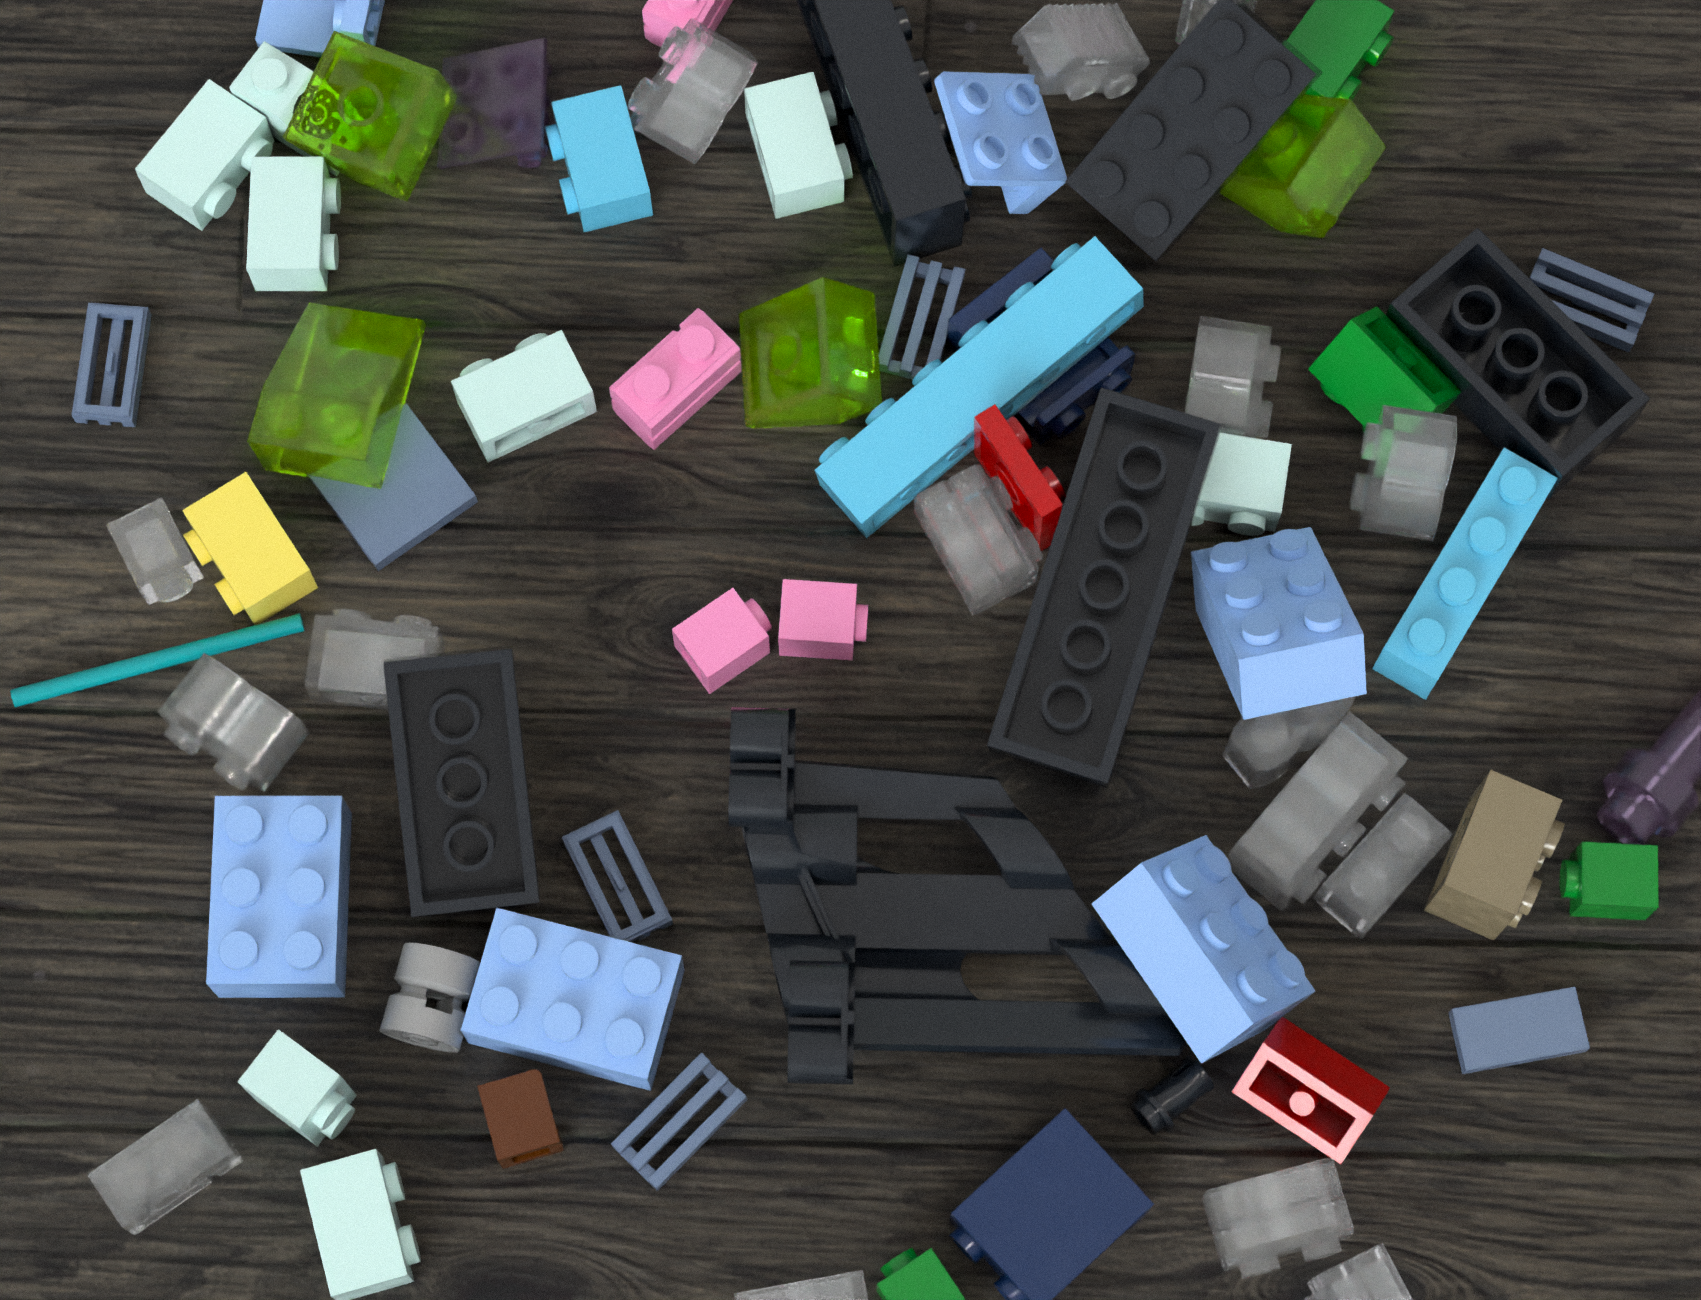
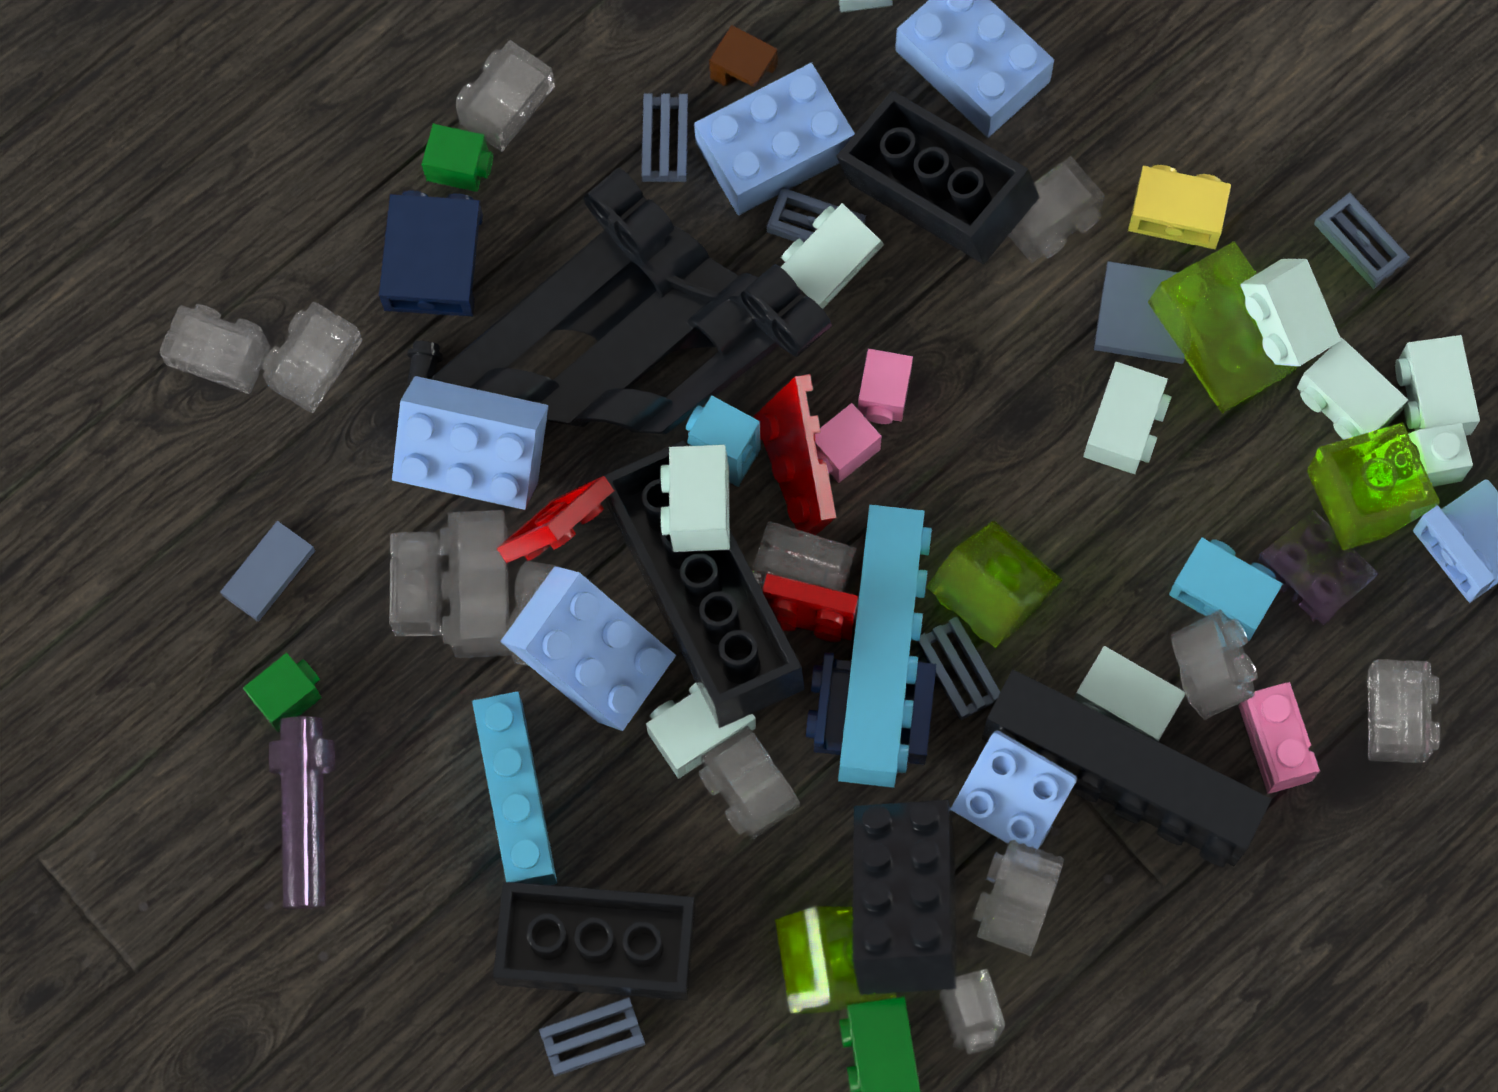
camera: 140 degrees right, 0 degrees up
(155, 552) = (1226, 157): clear brick -> none
(157, 660) = (1166, 119): teal axle -> none
(233, 724) = (1091, 116): clear brick -> none
(271, 327) = (1290, 312): none -> light aqua brick
(432, 974) = (847, 75): light grey wheel -> none
(645, 813) = (830, 254): none -> light aqua brick
(676, 378) = (1053, 500): bright pink brick -> none
(878, 652) = (791, 447): none -> red wing
(943, 716) = (725, 425): none -> medium azure brick
(1041, 648) = (697, 498): none -> light aqua brick
(1192, 778) = (556, 520): none -> red plate
(1311, 1090) = (348, 428): red brick -> none
(1379, 366) = (660, 860): green brick -> none
(1406, 472) = (598, 810): clear brick -> none
(1494, 854) = (358, 636): dark tan brick -> none

